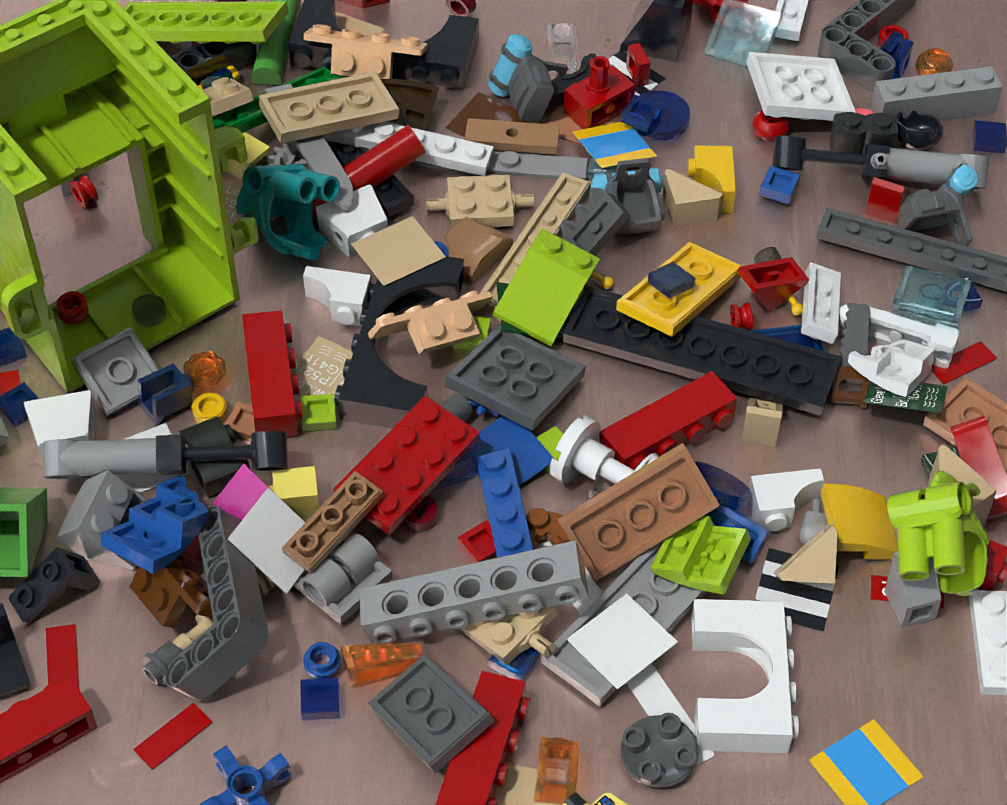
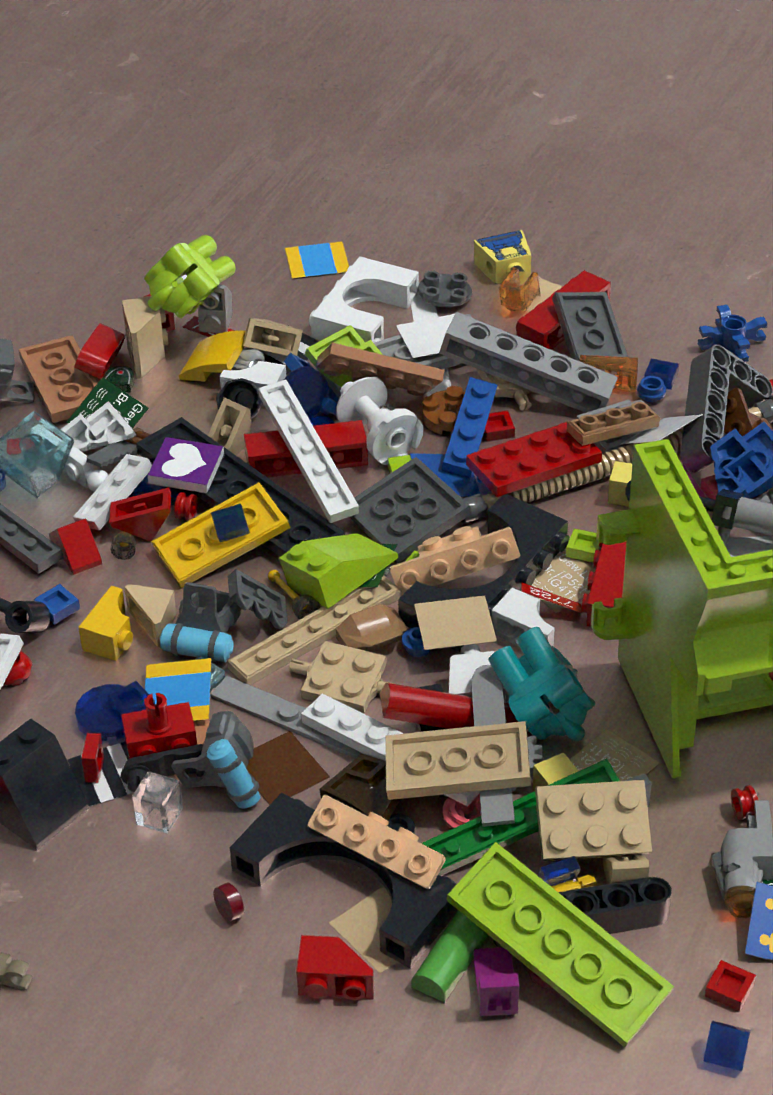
camera: 155 degrees left, 10 degrees down
(325, 329) = (551, 597): none -> red sticker
(514, 135) = (278, 727): medium nougat tile -> none
(653, 384) = (308, 451): none -> white plate
(767, 339) = (186, 465): none -> tile
(780, 455) = (242, 392): none -> black hair
(817, 245) = (77, 546): none -> red slope

